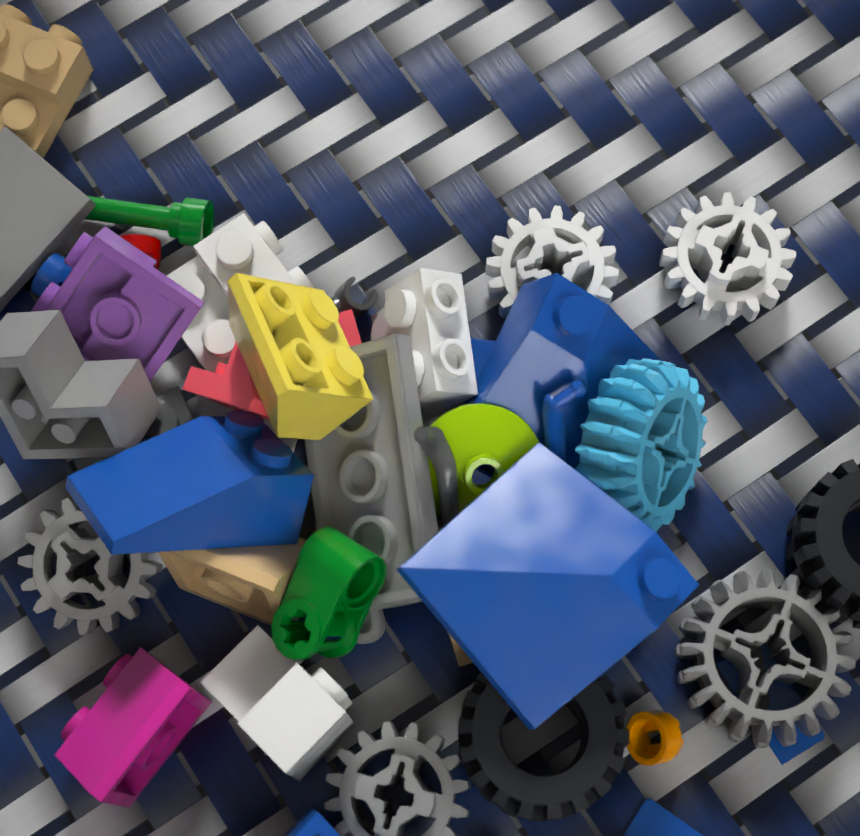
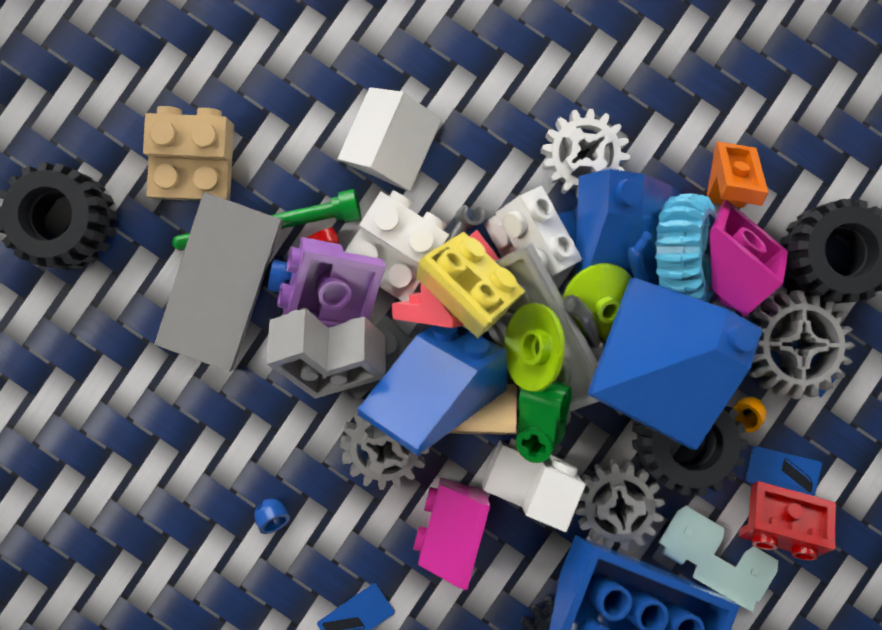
camera: 25 degrees left, 15 degrees up
(294, 158) = (390, 137): none -> white slope
(351, 477) = (534, 347): none -> lime dish
(714, 485) = (744, 260): none -> dark pink slope
(753, 267) = (702, 90): white gear -> none
(758, 383) = (736, 176): none -> orange slope

